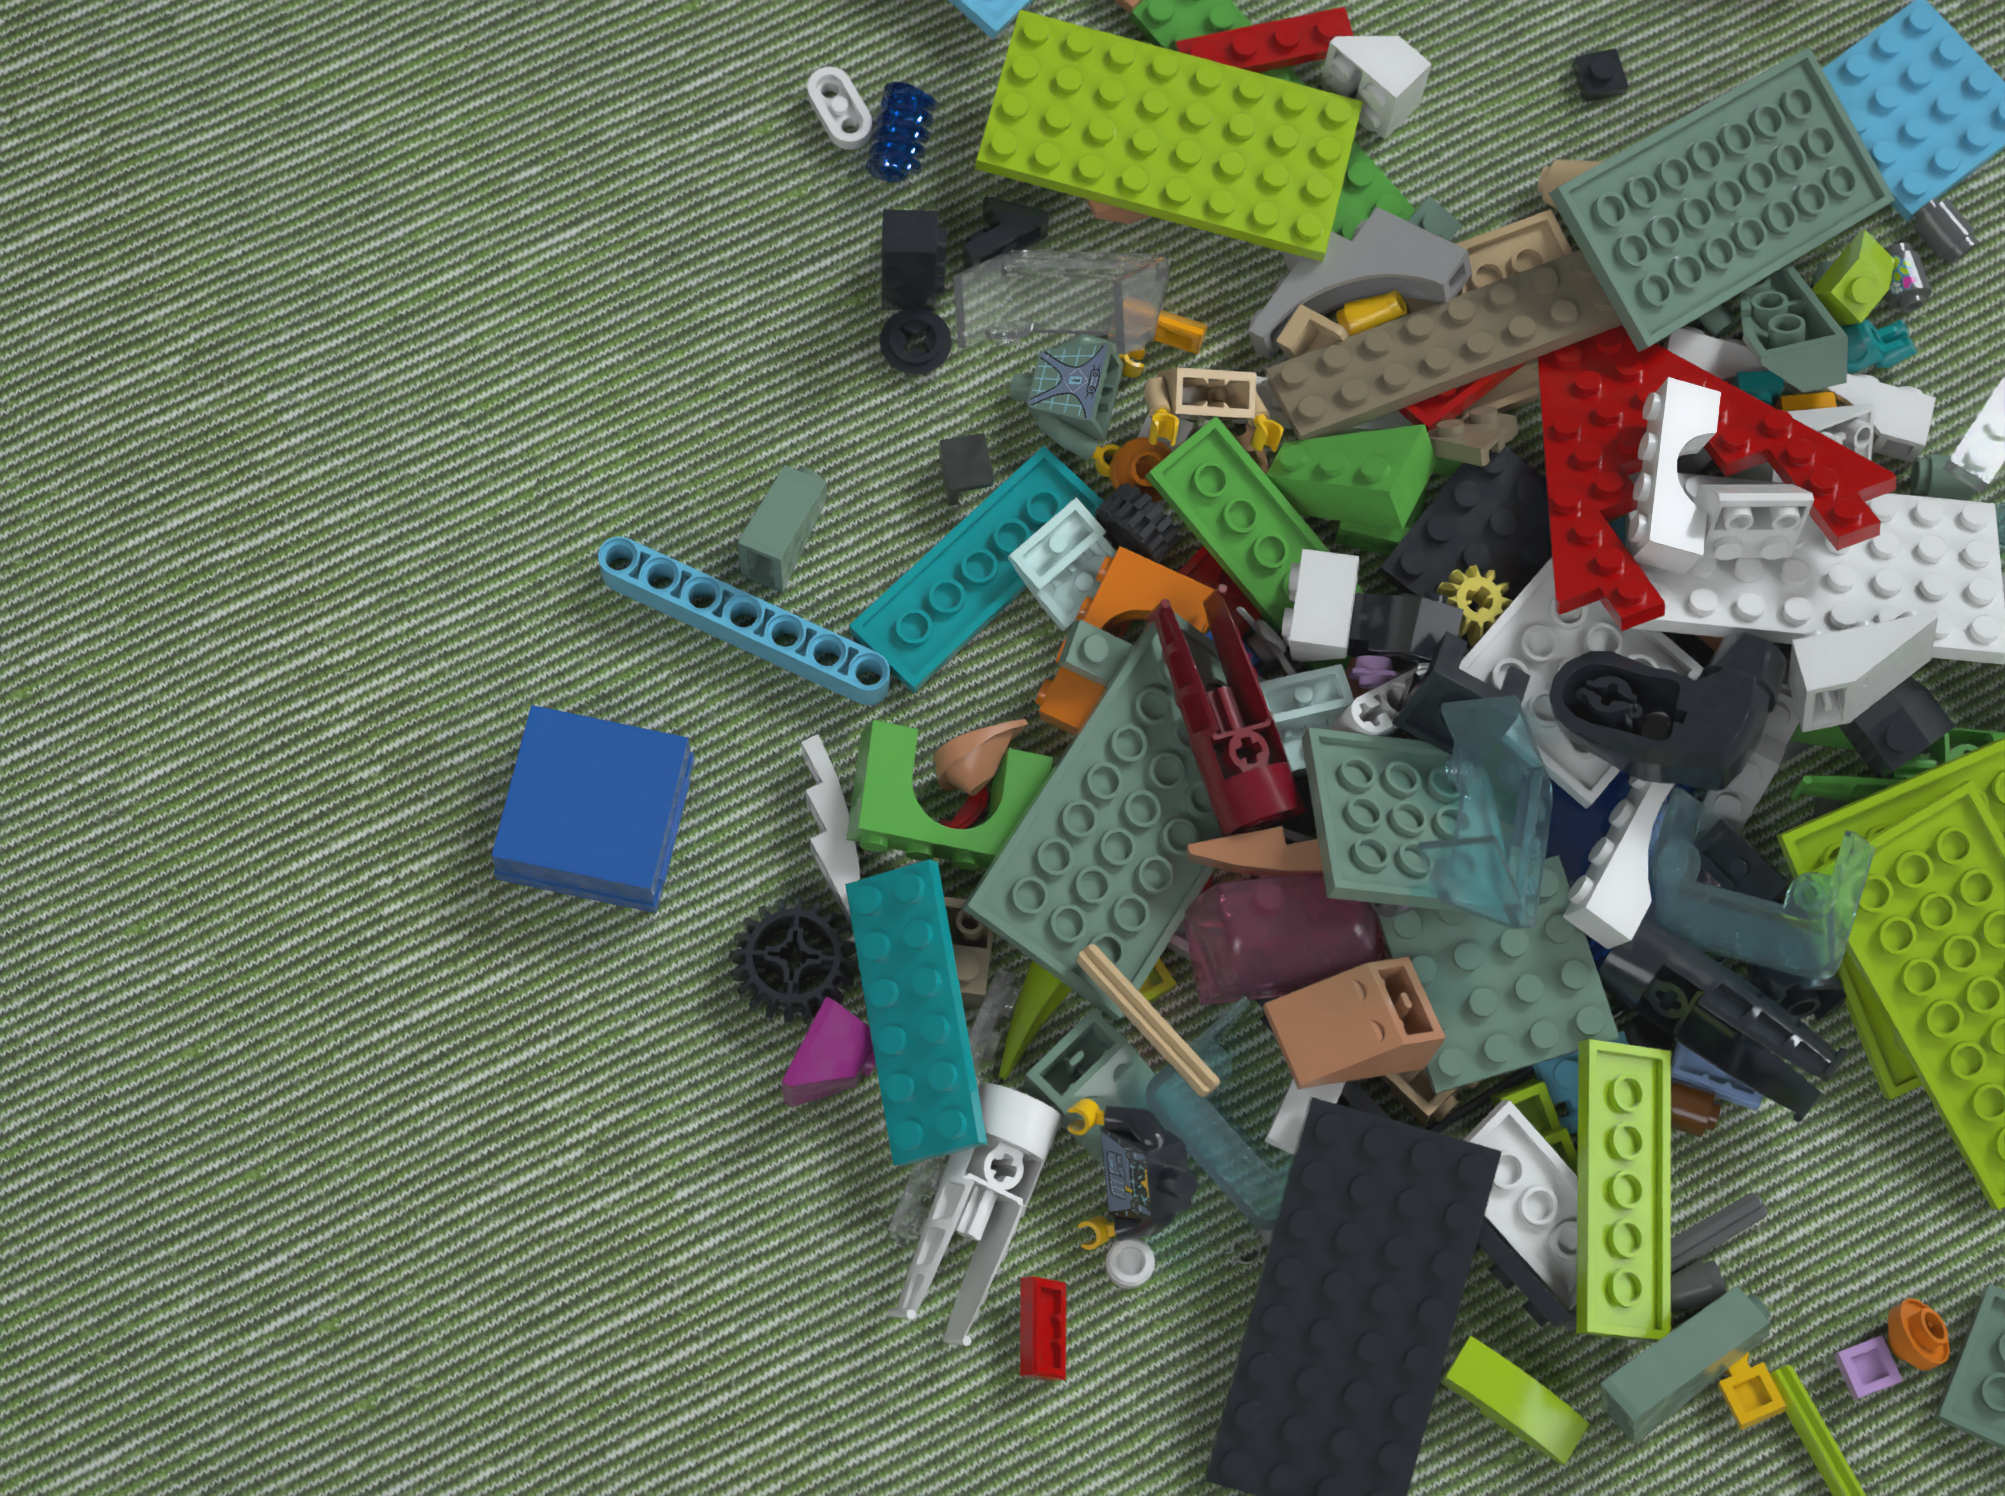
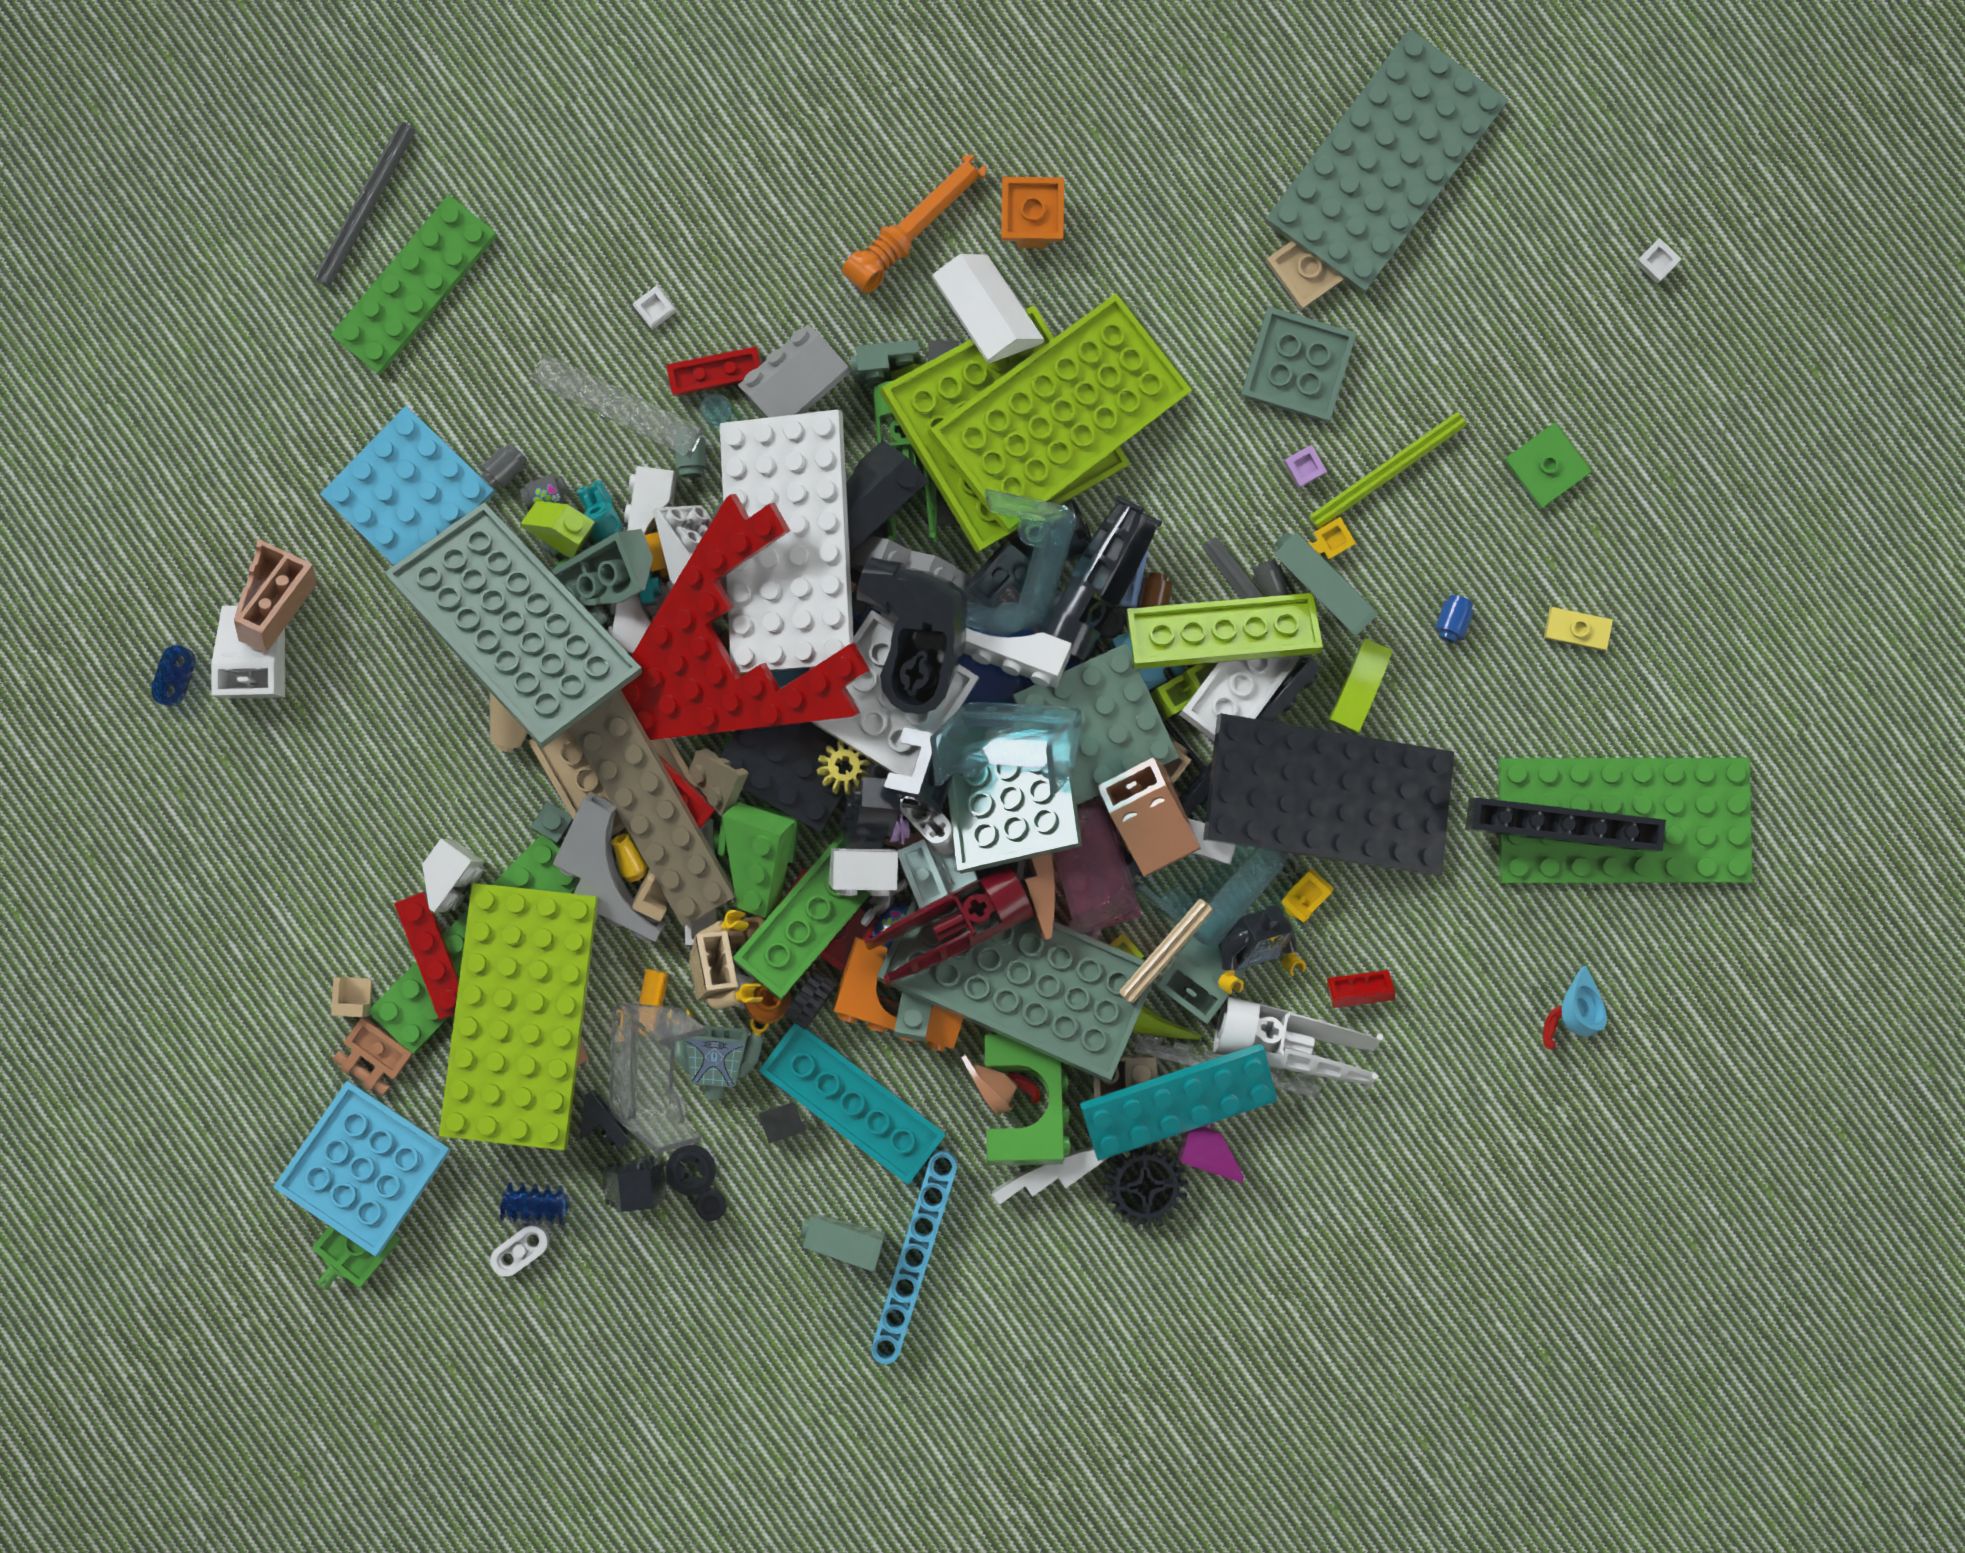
camera: 85 degrees left, 15 degrees up
(593, 809) = (1064, 1335): blue container -> none
(861, 363) = (711, 1204): none -> black tile
(1063, 562) = (842, 1045): light aqua slope -> none
(1130, 1263) = (1308, 938): white tile -> none
(1197, 1266) = (1306, 895): none -> yellow bracket
(1600, 75) = (414, 715): black plate -> none
(1668, 525) = (785, 646): white arch -> none
(1753, 519) = (770, 590): white slope -> none
(1852, 668) = (873, 516): white slope -> none
(1917, 1334) = (1281, 436): orange plate -> none

